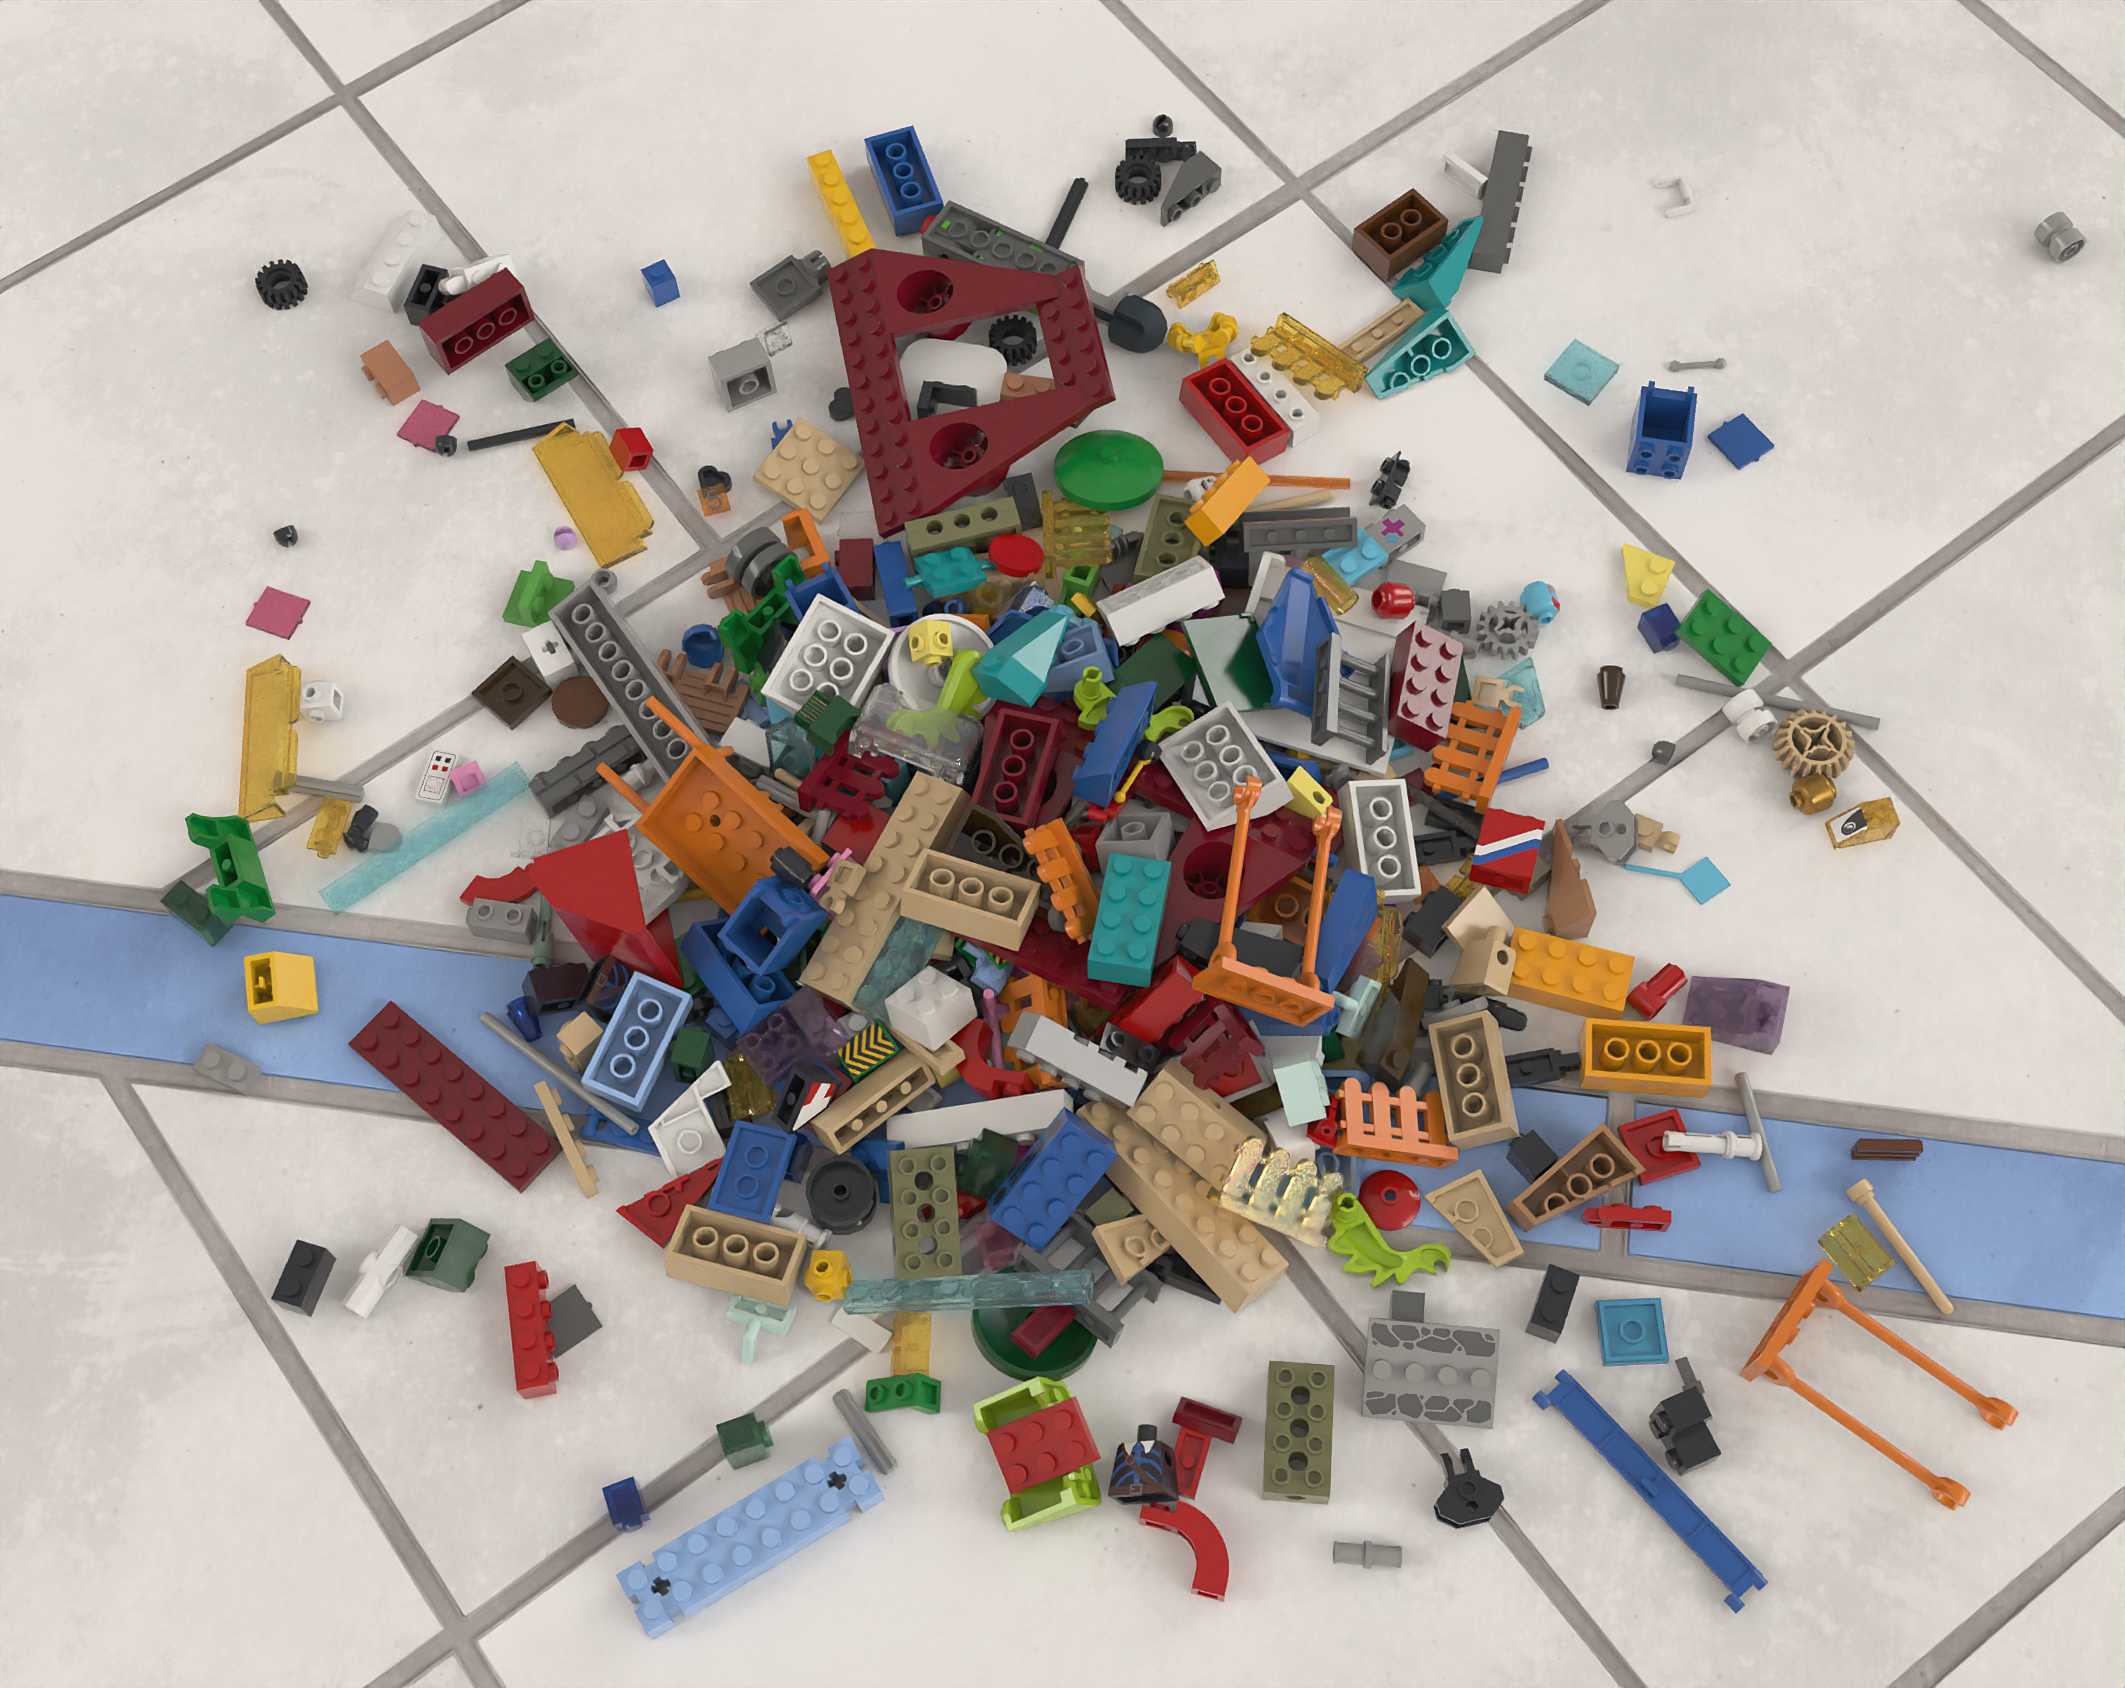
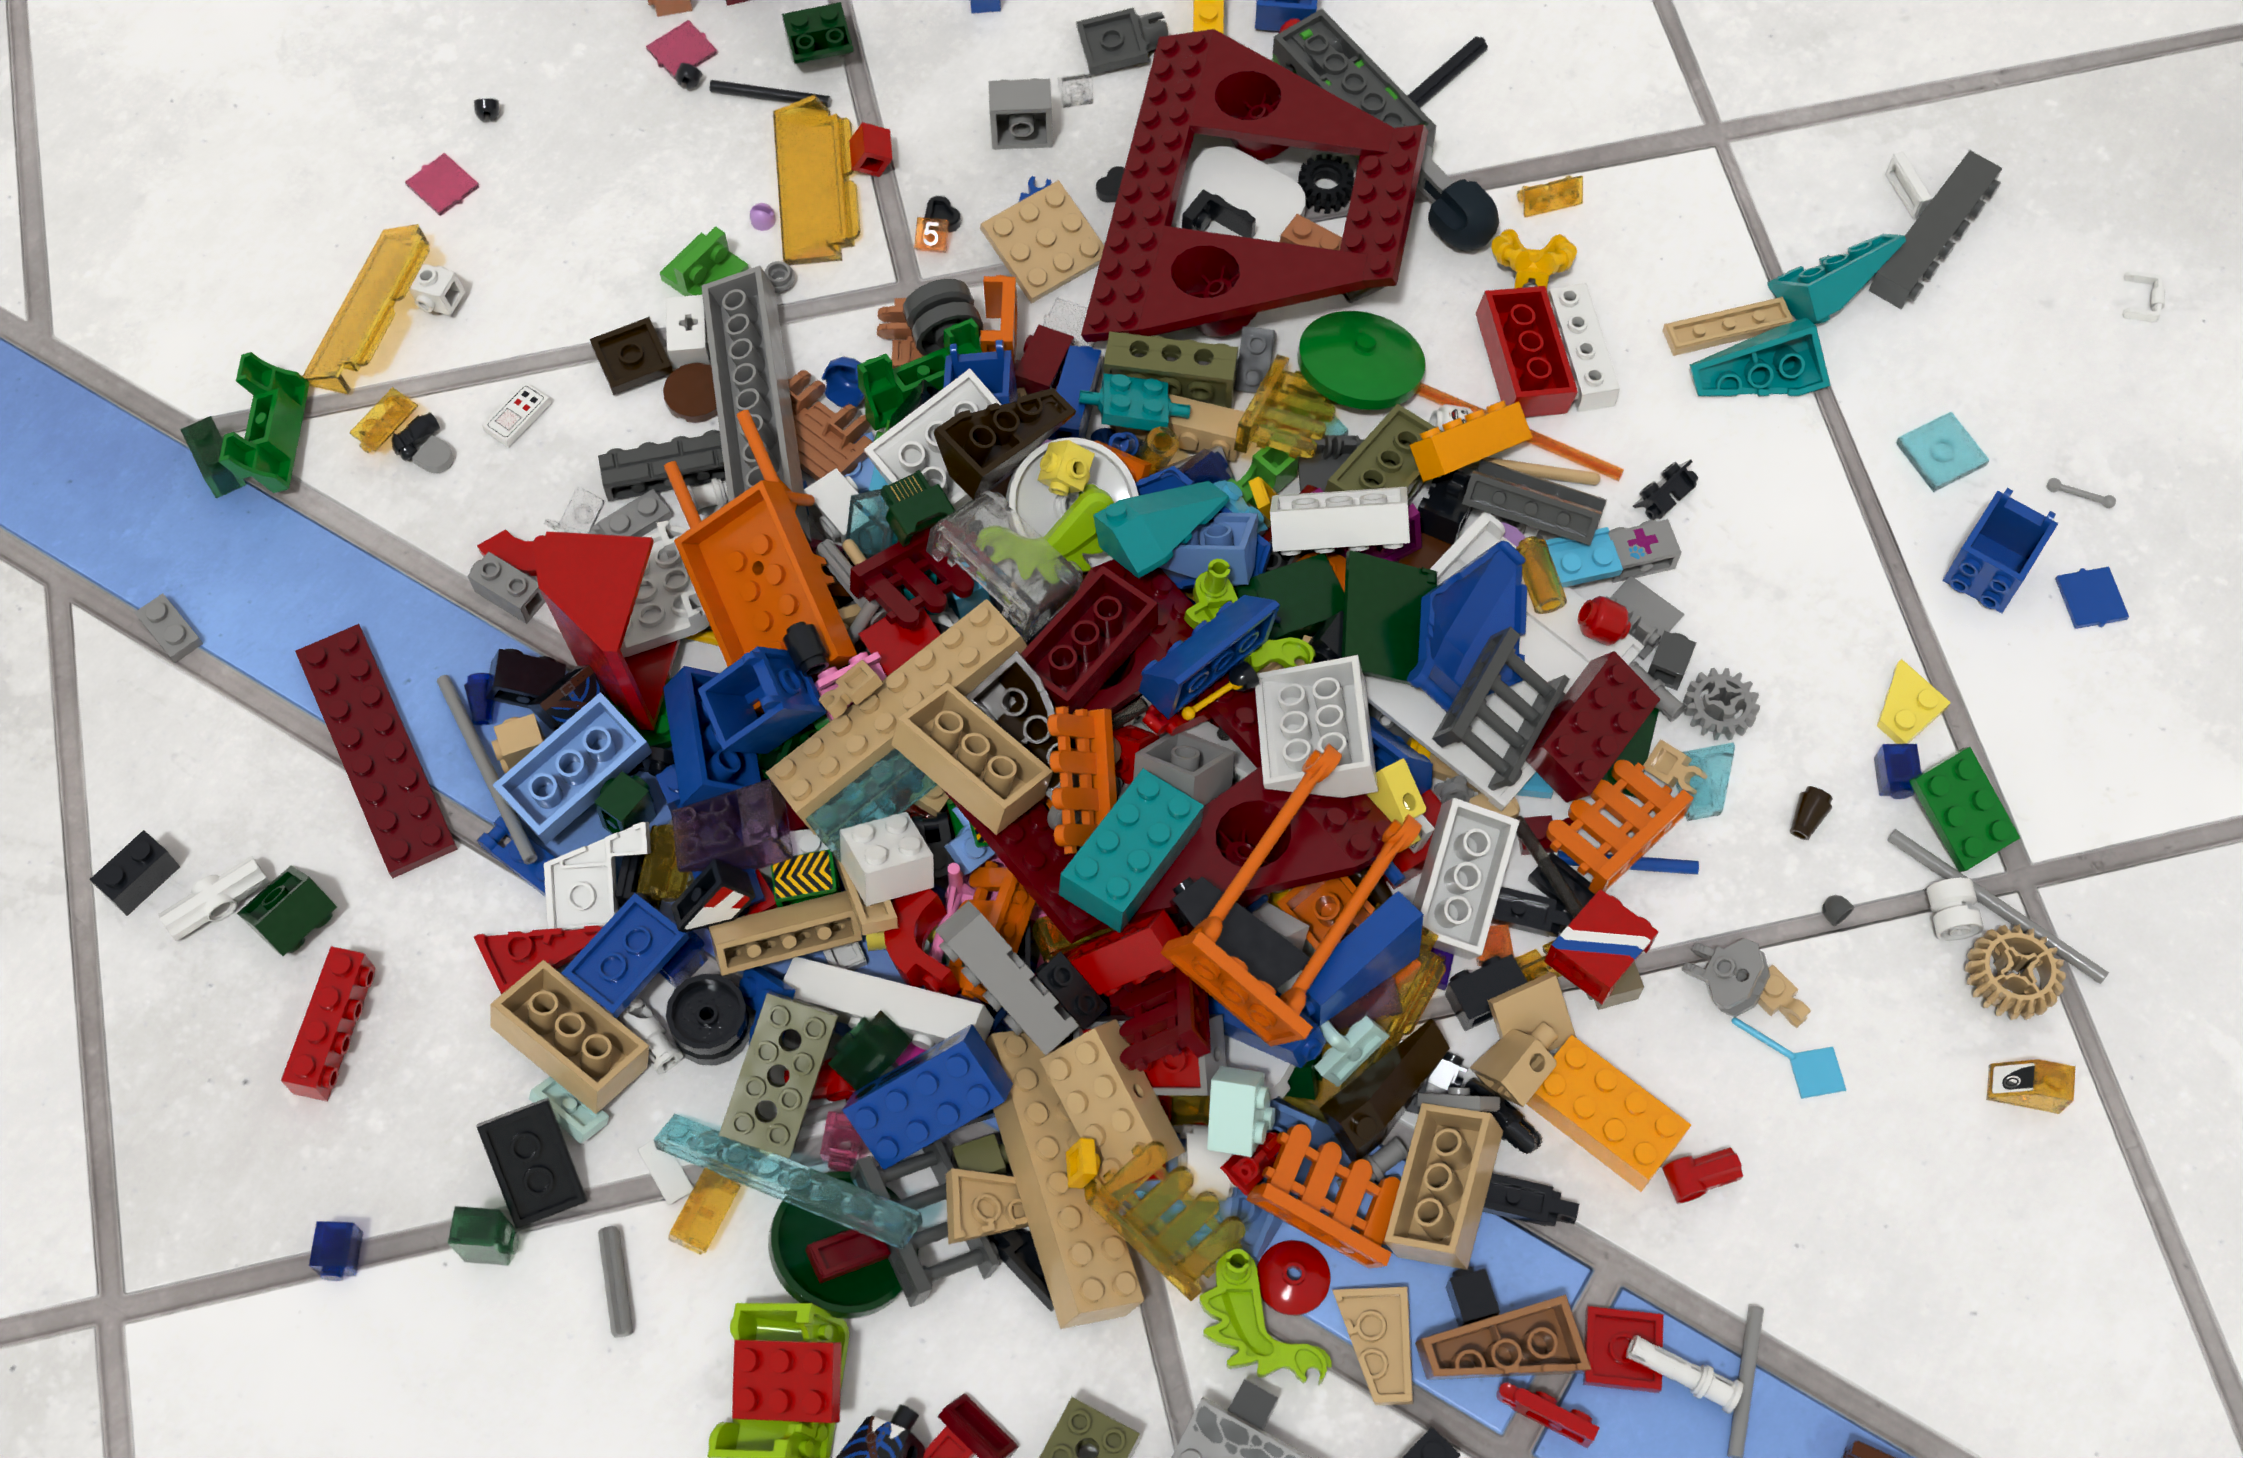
camera: 20 degrees right, 0 degrees up
(280, 986) = (256, 564): yellow slope -> none
(328, 788) = (402, 381): light grey axle -> none
(425, 839) = (472, 471): clear light blue plate -> none
(467, 777) = (543, 427): bright pink tile -> none
(543, 950) = (535, 631): sand green pin -> none
(571, 1320) = (377, 1032): dark grey piece -> none
(573, 1148) = (462, 852): tan plate -> none
(749, 1537) = (442, 1341): light blue brick -> none
(755, 1366) = (531, 1162): none -> black tile
(828, 1275) = (655, 1098): yellow brick -> none
(863, 644) = (992, 441): none -> dark brown wedge
(903, 1392) = (675, 1259): green bracket -> none
(1016, 555) = (1212, 411): red tile -> none
(1138, 168) = (1542, 48): black tyre -> none
(1160, 149) = (1580, 37): black hinge -> none
(1166, 126) = (1600, 16): black hinge -> none
(1192, 183) = (1598, 87): dark grey slope -> none
(1196, 1179) = (1082, 1163): none -> yellow plate
(1318, 352) = (1651, 319): clear yellow fence -> none
(1399, 234) = (1804, 223): reddish brown brick -> none
(1541, 601) = (1774, 687): medium azure head -> none
(1568, 898) = (1646, 1033): medium nougat wedge -> none
(1645, 1057) = (1652, 1243): light orange brick -> none
(1738, 1011) = (1782, 1235): clear purple slope -> none
(1813, 794) = (1988, 1026): pearl gold head -> none

